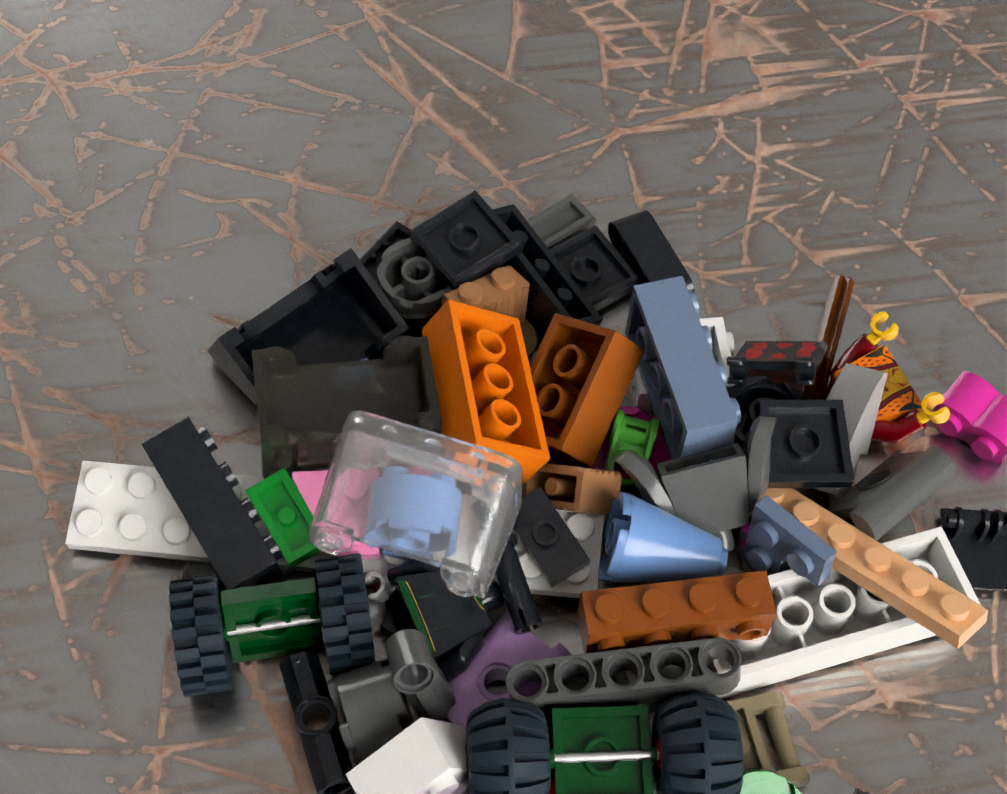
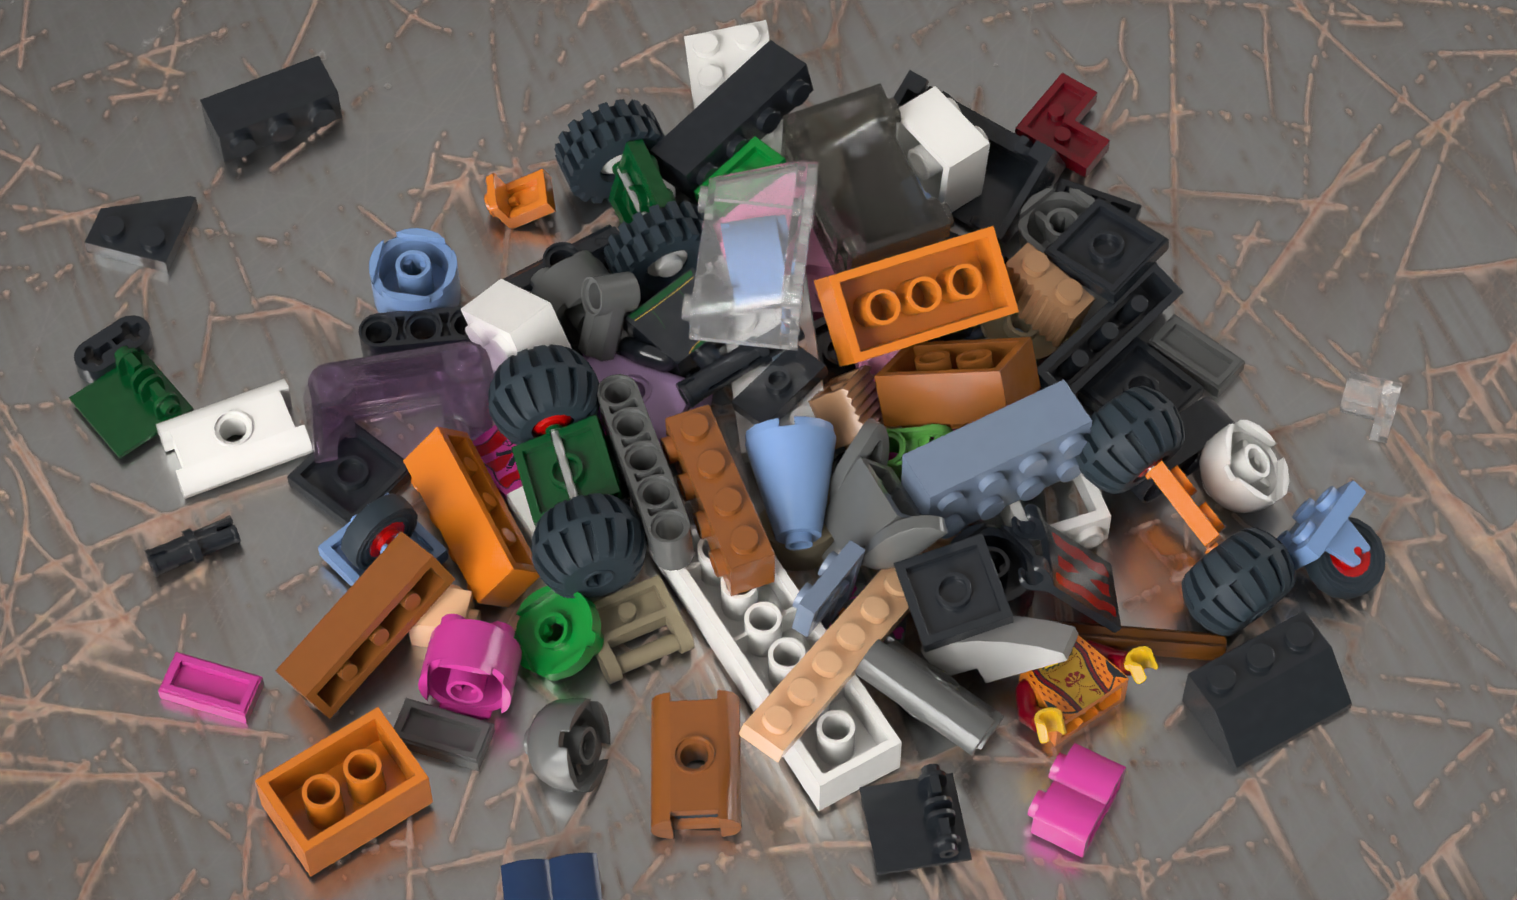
camera: 80 degrees right, 0 degrees up
(211, 747) = (520, 199): none -> orange bracket
(285, 265) = (1056, 124): none -> dark red plate
(309, 329) = (943, 148): none -> white brick
(641, 116) = (1373, 400): none -> clear panel
(692, 218) = (1242, 468): none -> white cylinder
(766, 182) = (1338, 550): none -> plate
(801, 244) = (1238, 575): none -> black plate
(890, 261) = (1267, 691): none -> black slope
(948, 709) = (703, 795): none -> dark orange piece

